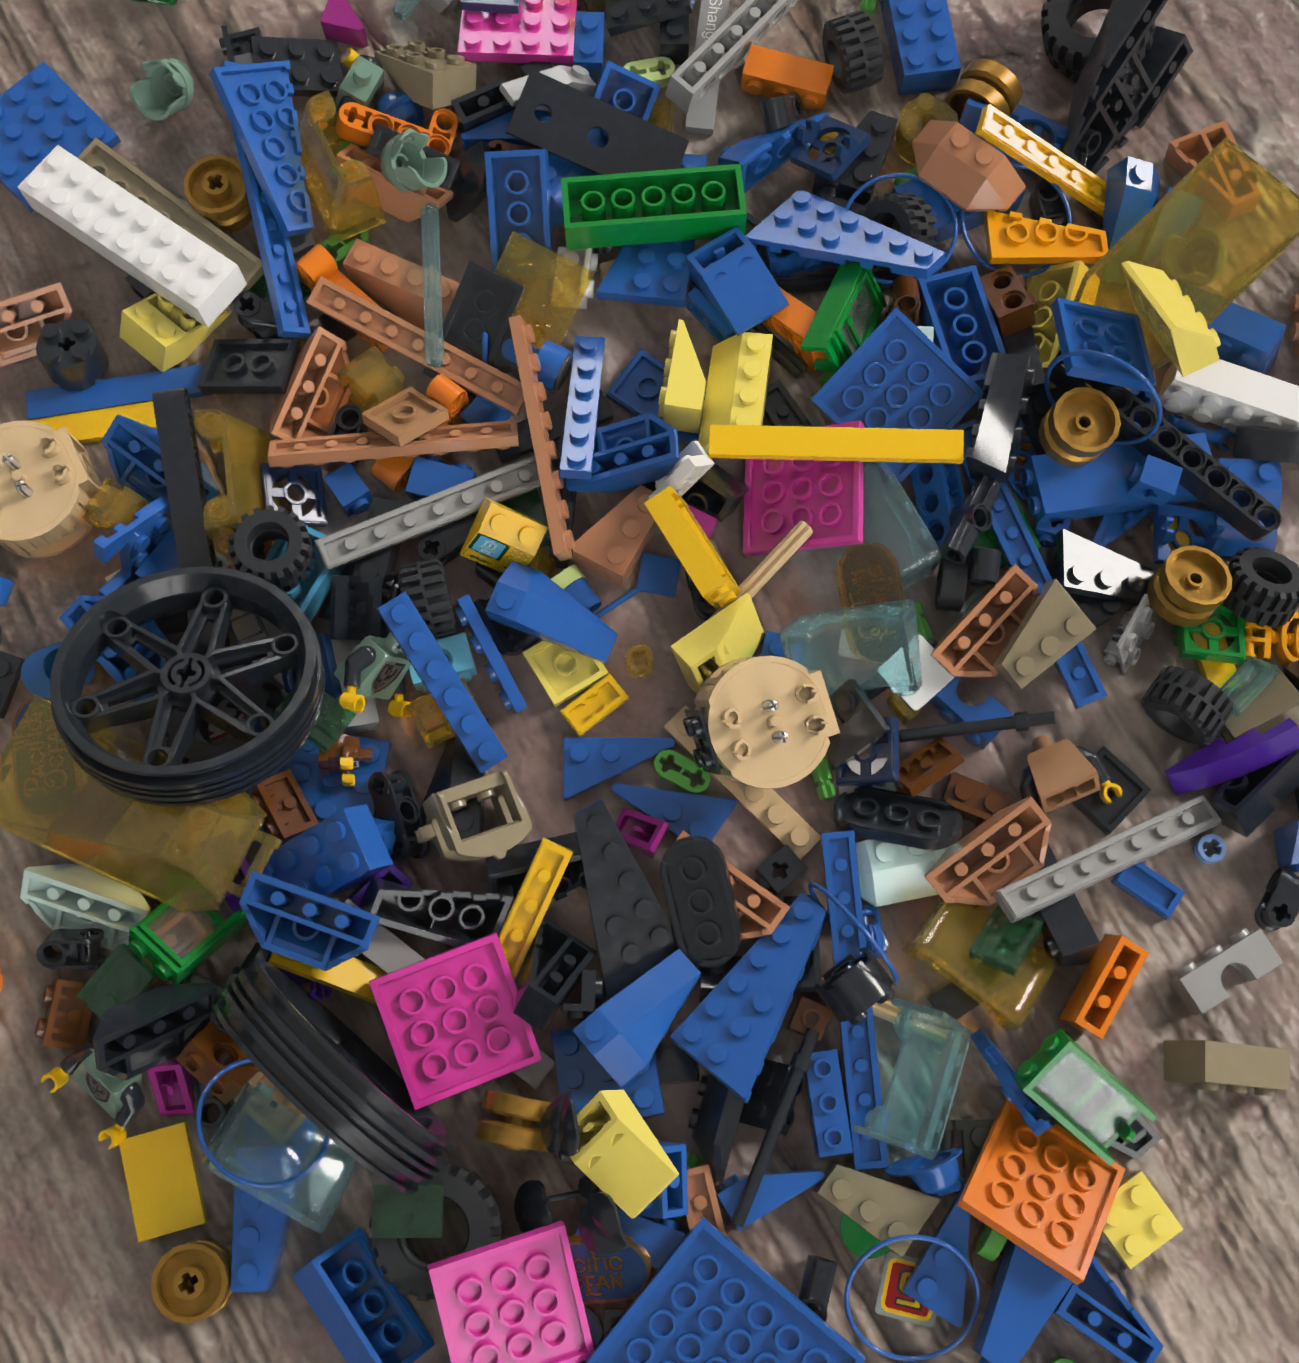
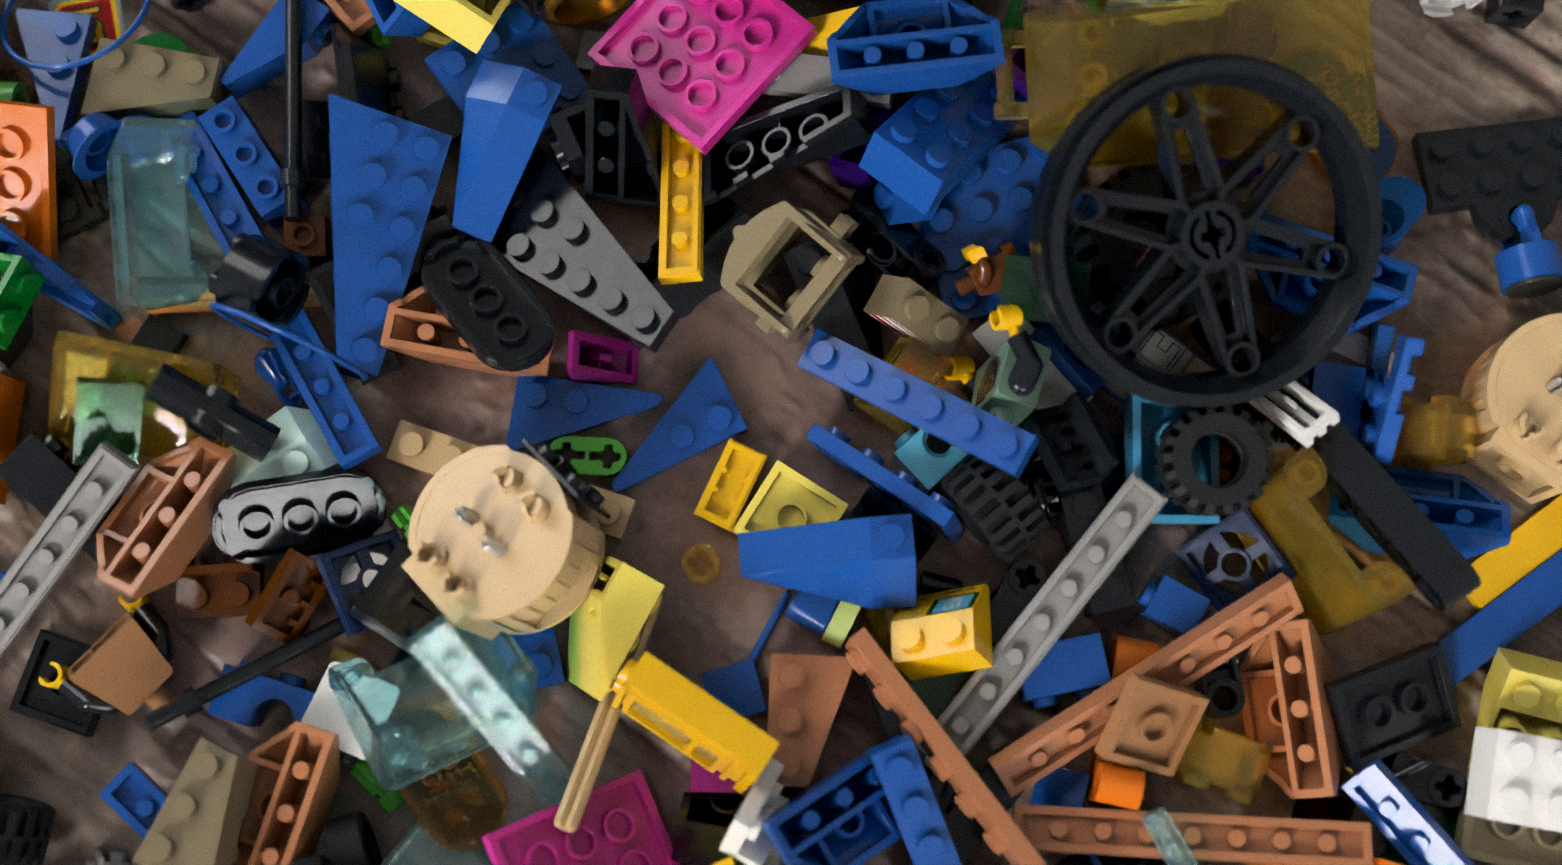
camera: 160 degrees right, 5 degrees up
(209, 546) = (1314, 426): none -> white tile
(285, 806) = (1012, 174): reddish brown bracket -> none
(410, 751) = (916, 313): none -> dark tan brick
(782, 858) = (417, 407): black brick -> none
(820, 614) = (491, 709): none -> clear light blue plate
(928, 908) = (212, 412): none -> black piece

